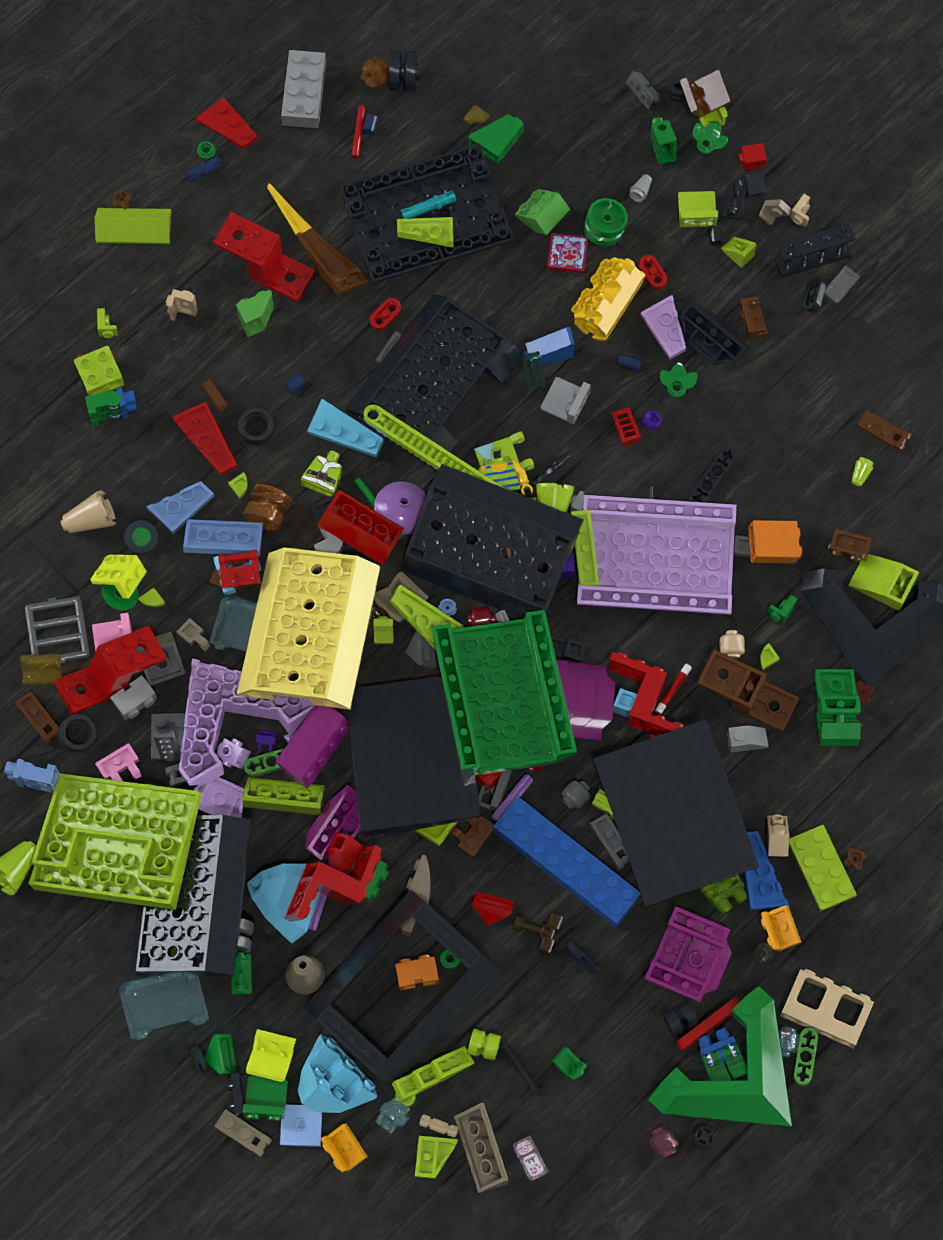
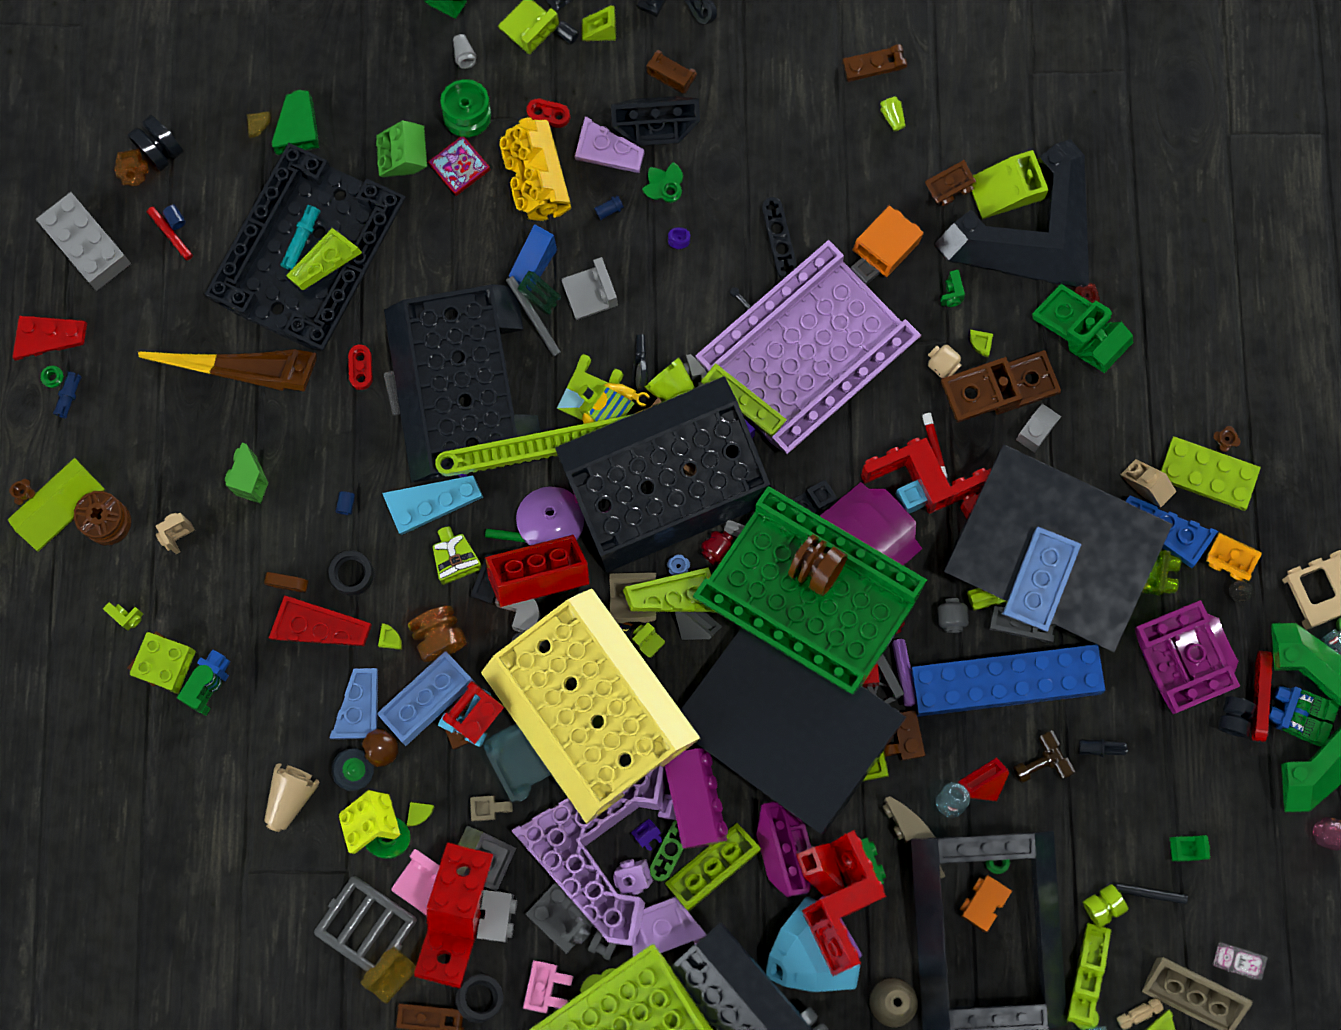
camera: 40 degrees left, 5 degrees up
(150, 266) = (114, 519): none -> reddish brown wheel
(168, 539) = (380, 747): none -> reddish brown hair
(264, 257) = (202, 418): red bracket -> none
(461, 895) = (953, 799): none -> clear light blue head
(515, 383) = (533, 317): none -> dark grey piece
(522, 680) = (820, 566): none -> reddish brown wheel
(629, 440) = (666, 274): red slope -> none
(645, 818) = (1041, 579): none -> medium blue plate

